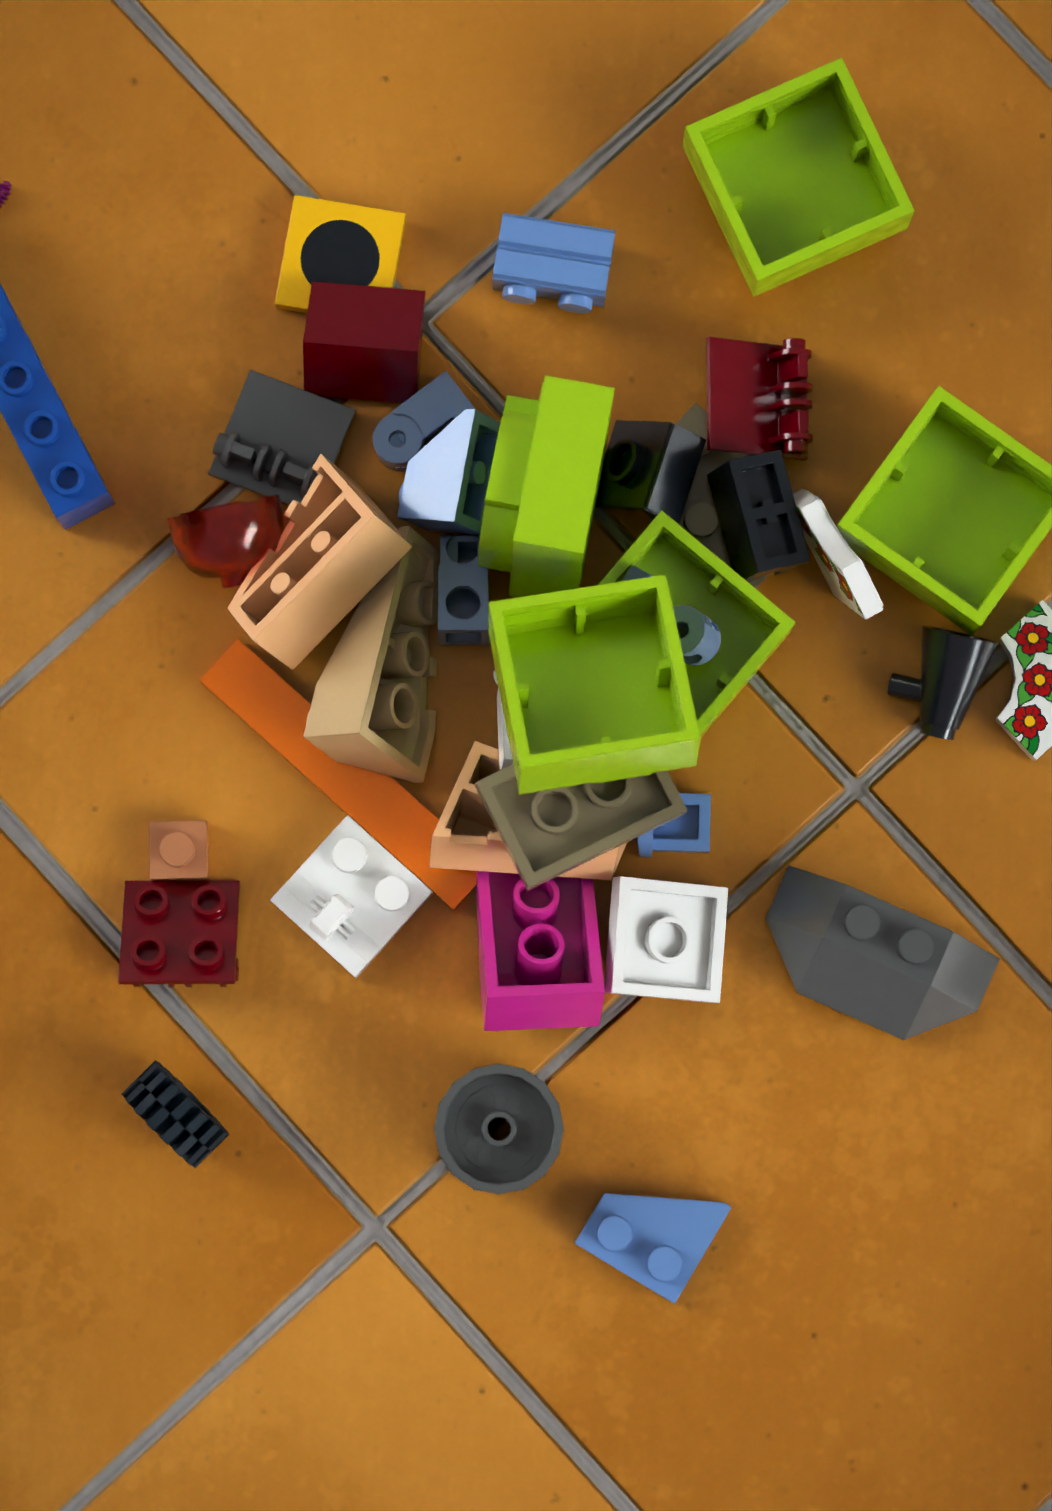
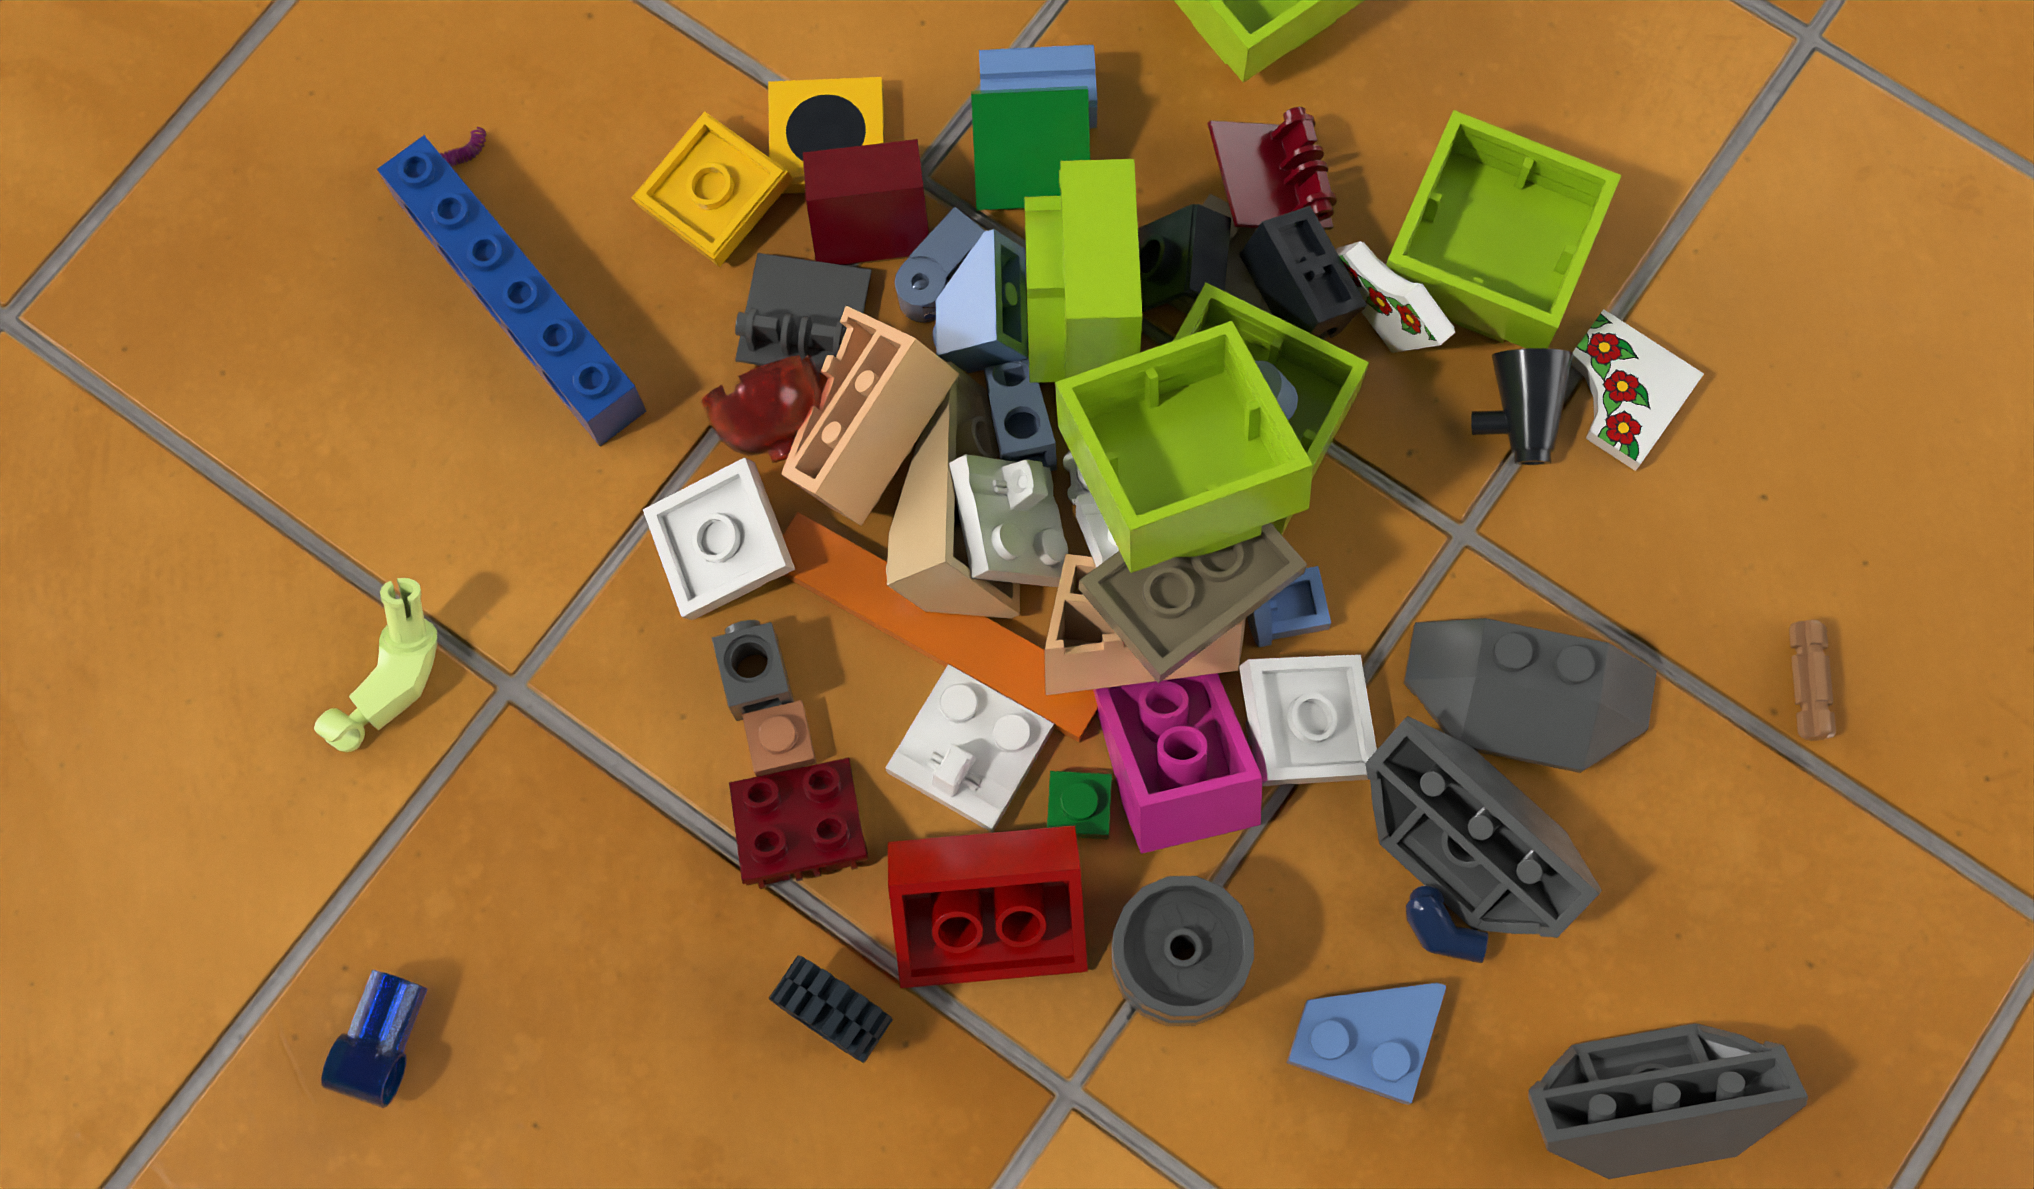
camera: 10 degrees left, 10 degrees down
(158, 651) = (718, 539): none -> white hinge
(178, 805) = (755, 693): none -> dark grey brick
(218, 296) = (712, 188): none -> yellow tile
(335, 1047) = (987, 906): none -> red slope
(431, 694) = (1009, 520): none -> white hinge
(439, 970) = (1080, 802): none -> green plate
(532, 322) = (1023, 139): none -> green tile
(736, 1155) = (1437, 930): none -> dark blue arm
(790, 1078) = (1475, 835): none -> dark grey wedge
(893, 1348) = (1664, 1099): none -> dark grey wedge

